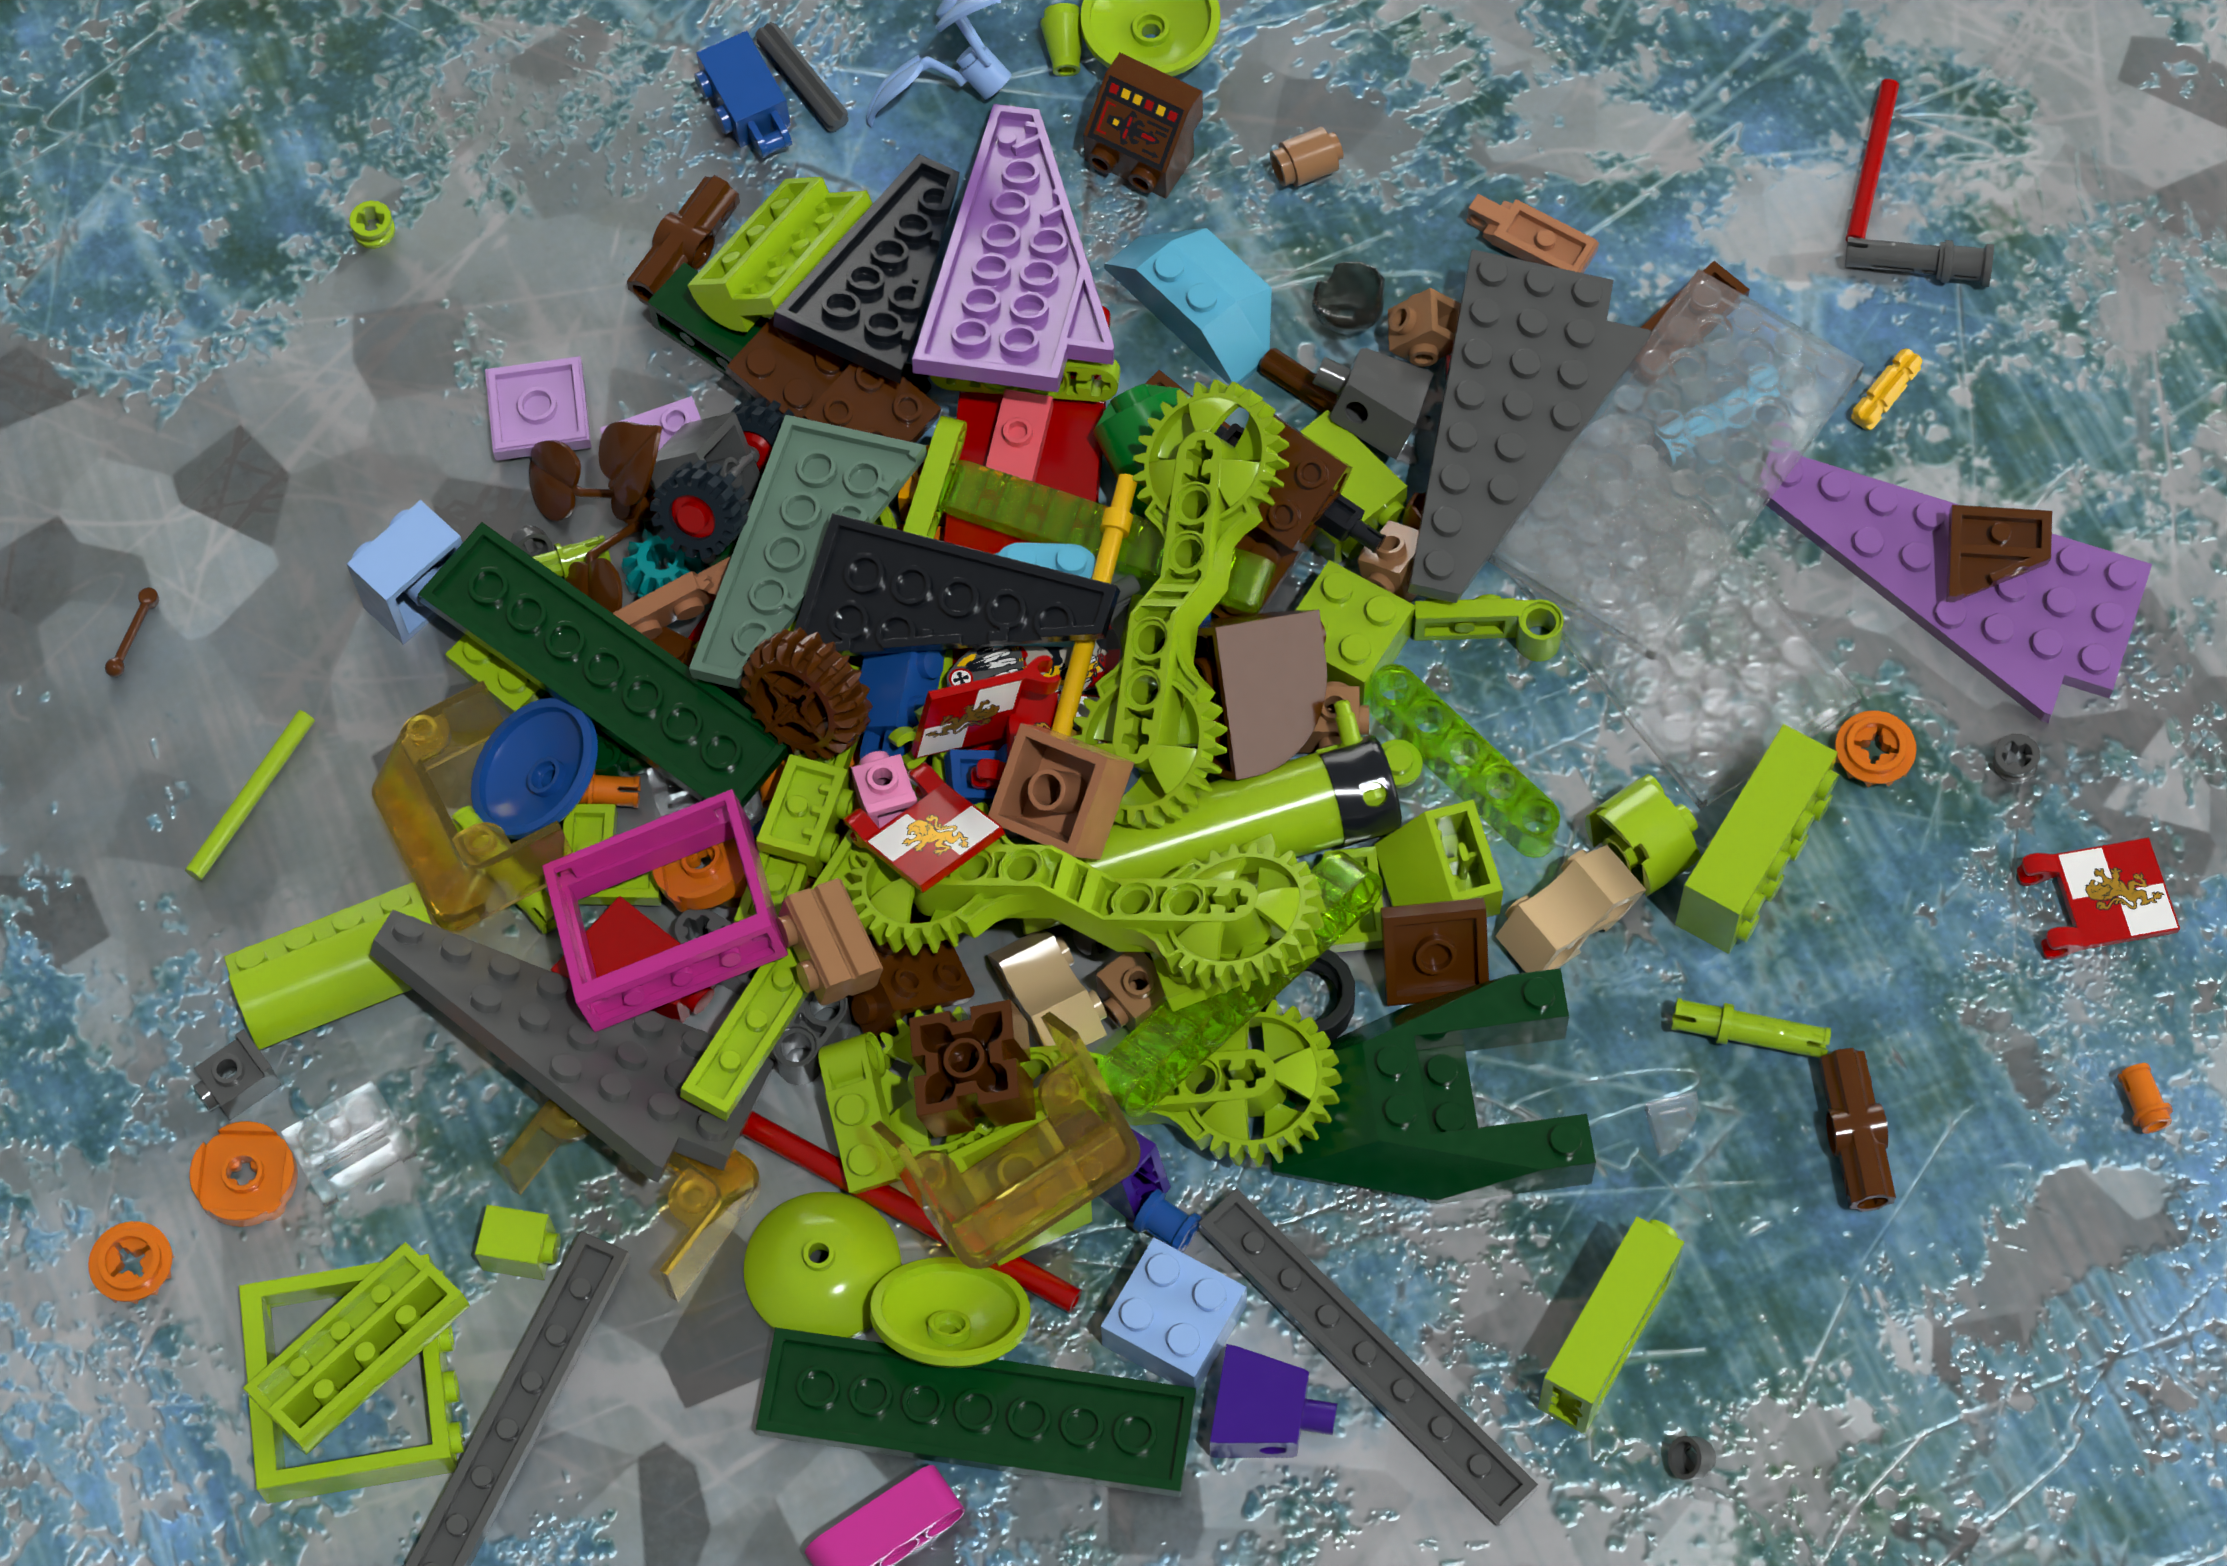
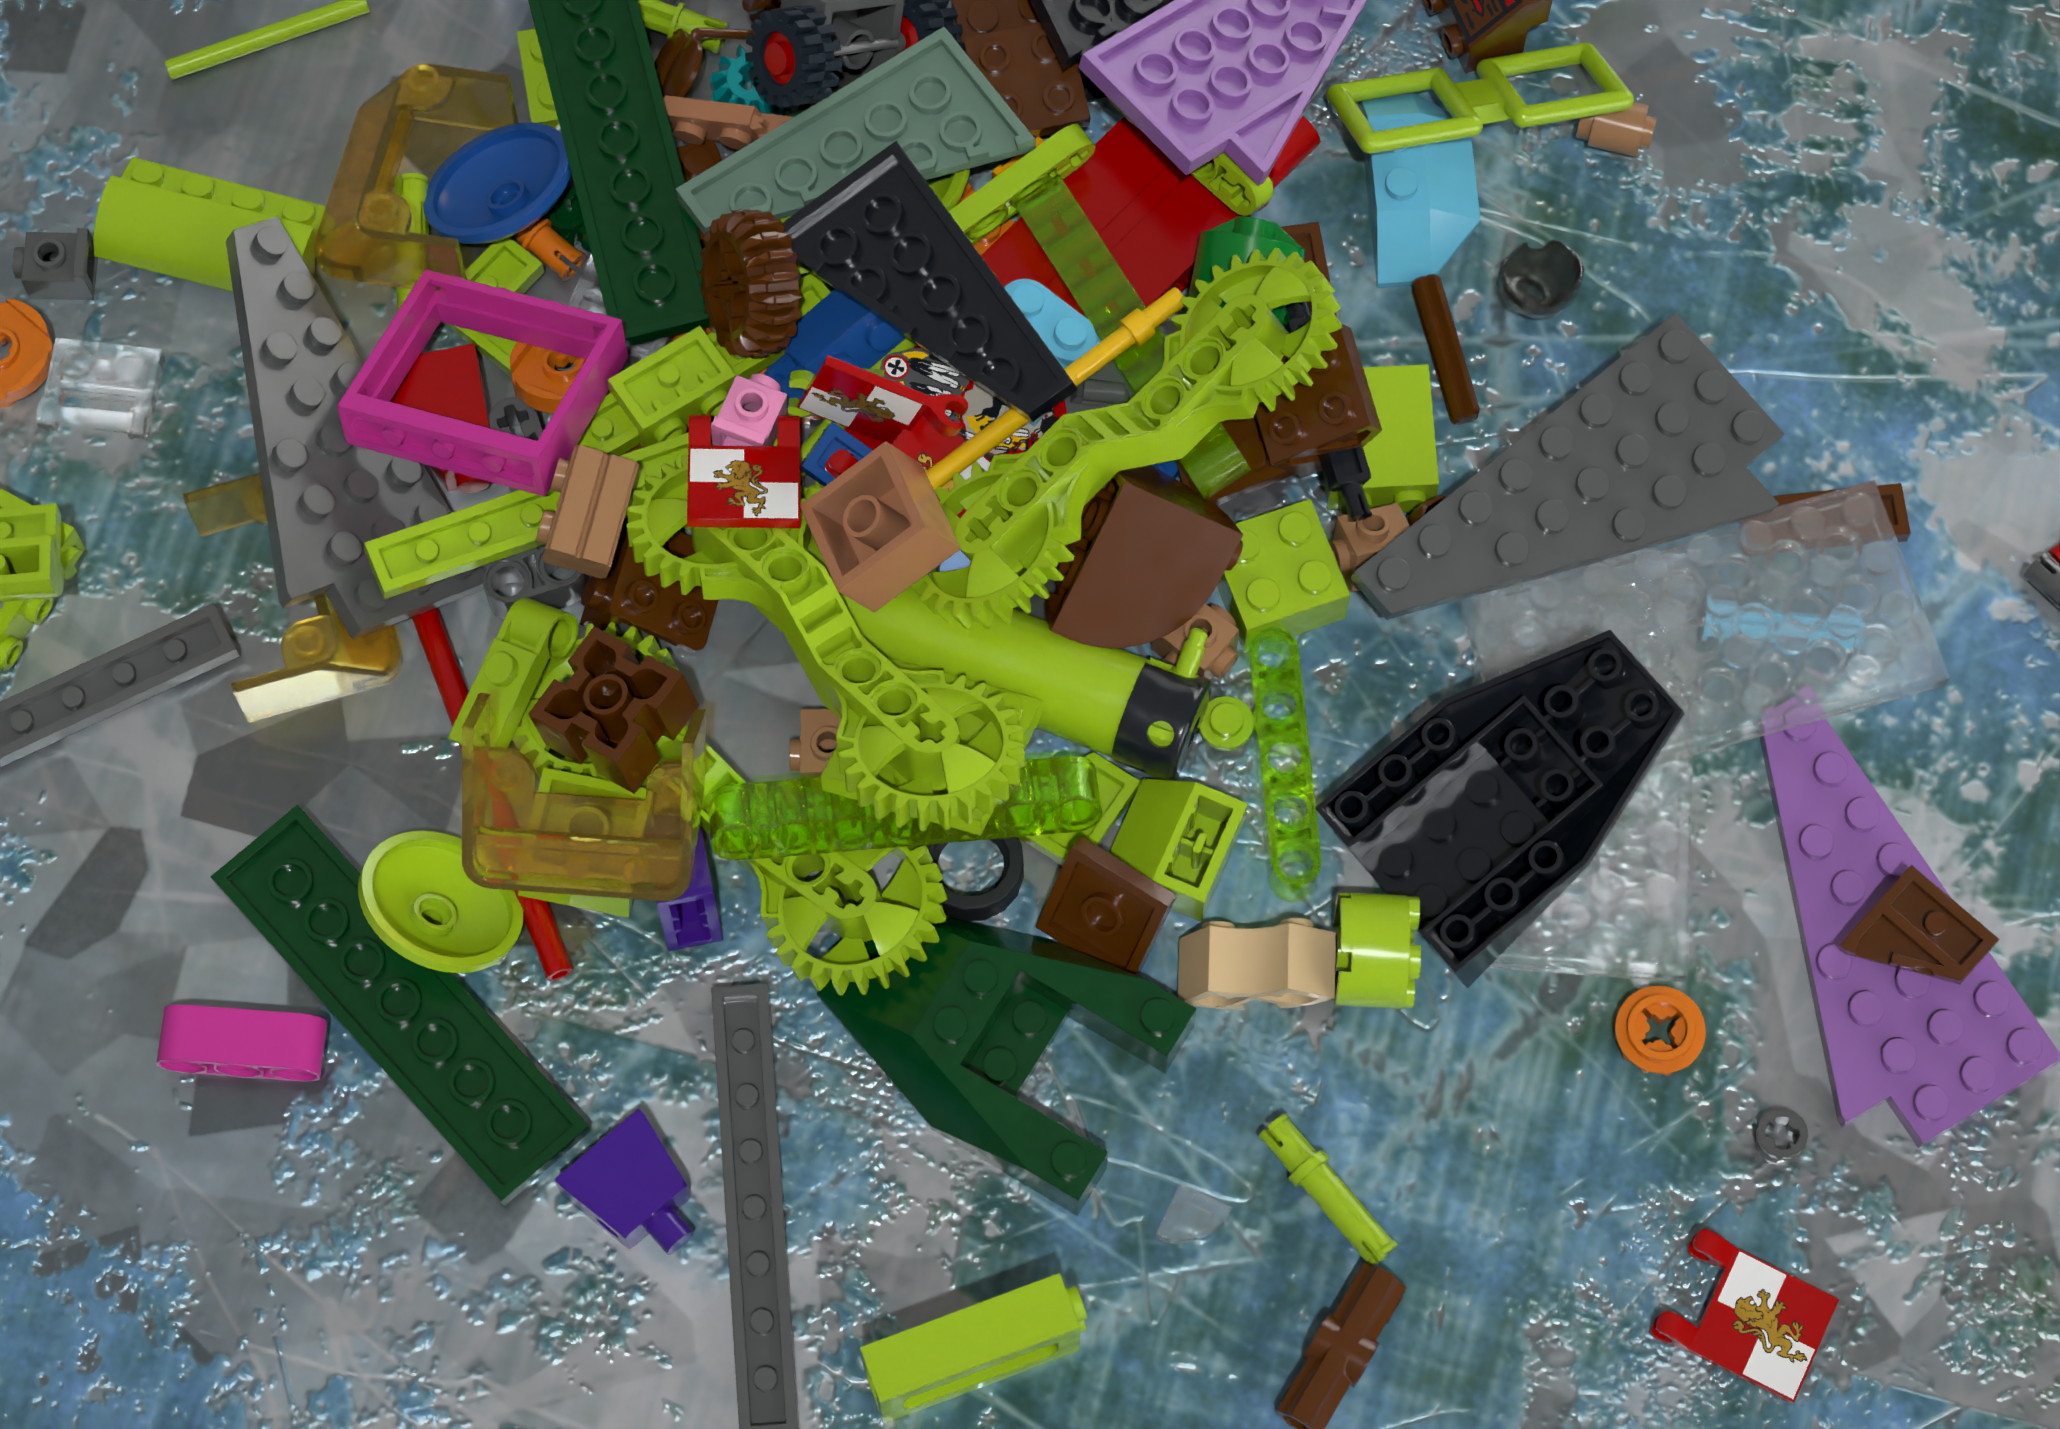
camera: 35 degrees right, 5 degrees up
(517, 1242) = (157, 573): lime brick -> none
(827, 1295) = (415, 795): lime dish -> none
(1020, 433) = (1135, 195): coral plate -> none
(1040, 980) = (754, 697): tan brick -> none
(1167, 1221) = (687, 967): blue bush -> none
(1174, 1315) = (623, 1050): light blue brick -> none
(1203, 203) = (1479, 100): none -> lime bar
(1375, 397) = (1480, 384): dark grey torso -> none
(1423, 327) = (1578, 351): medium nougat brick -> none
(1492, 618) = (1409, 650): lime plate -> none
(1532, 234) = (1758, 344): nougat hinge -> none
(1647, 659) = (1505, 794): none -> black wedge
(1758, 839) = (1472, 1029): lime brick -> none
(1886, 389) = (1961, 716): yellow axle -> none

